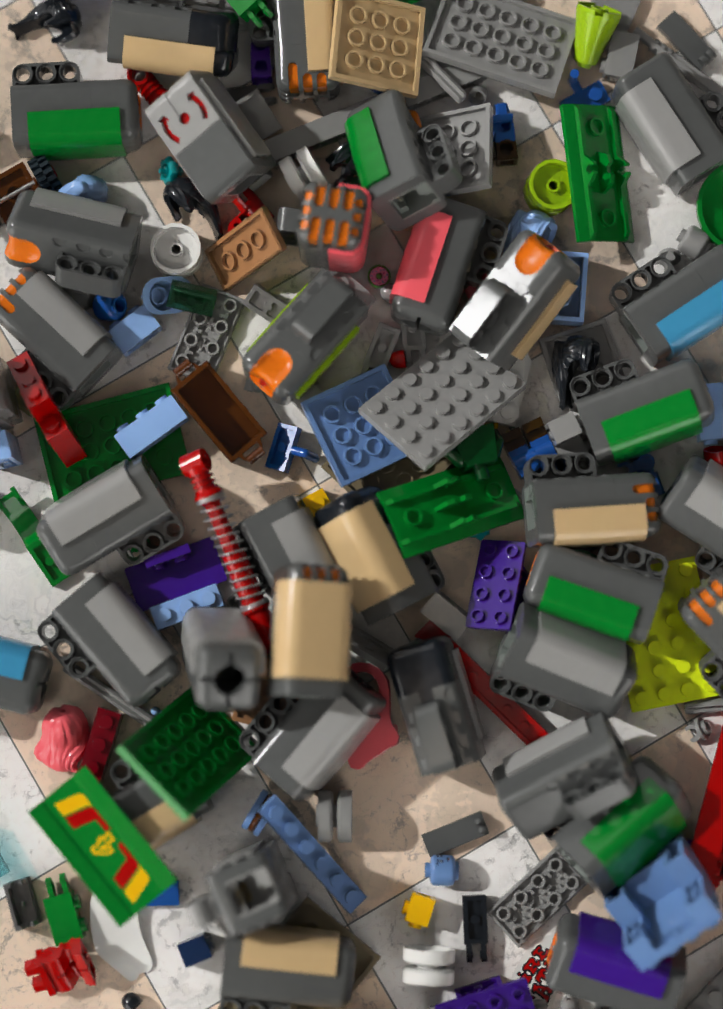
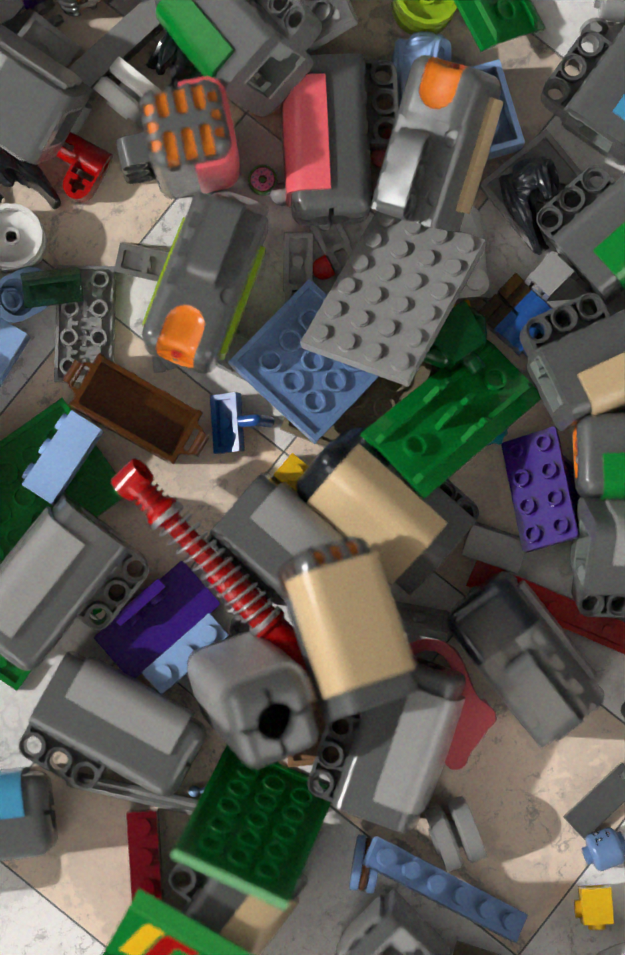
camera: 25 degrees left, 0 degrees up
(63, 738) = (98, 866): coral piece -> none
(245, 249) = (94, 204): medium nougat tile -> none

